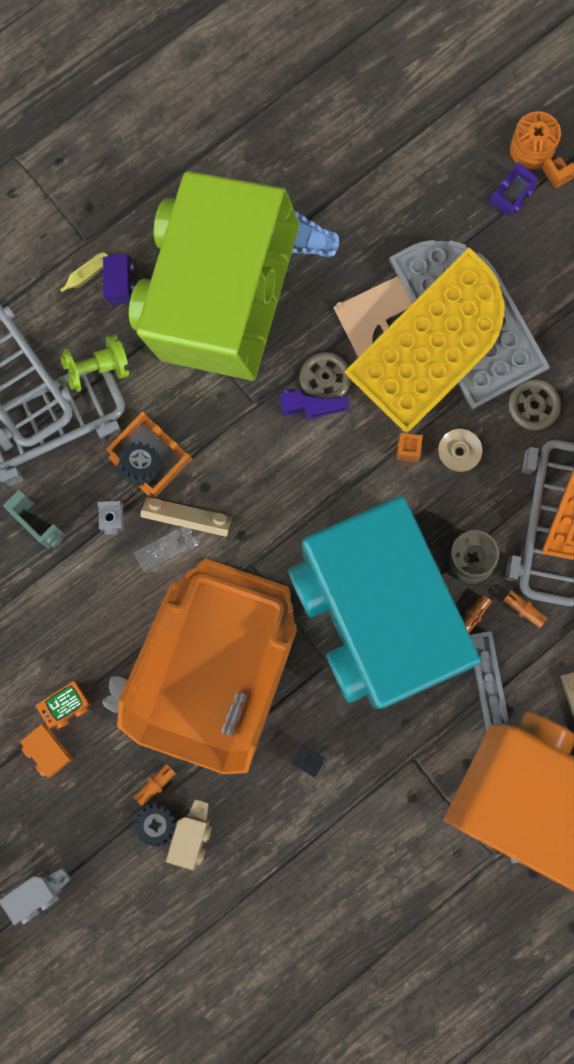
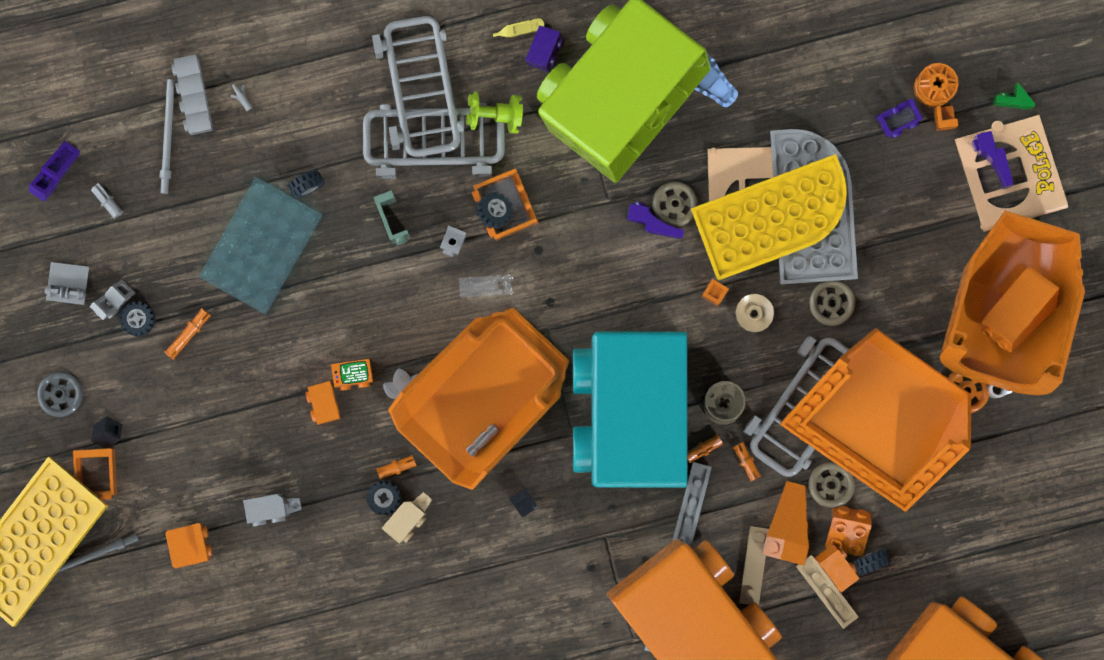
camera: 20 degrees right, 5 degrees up
(186, 516) = (513, 268): tan plate -> none

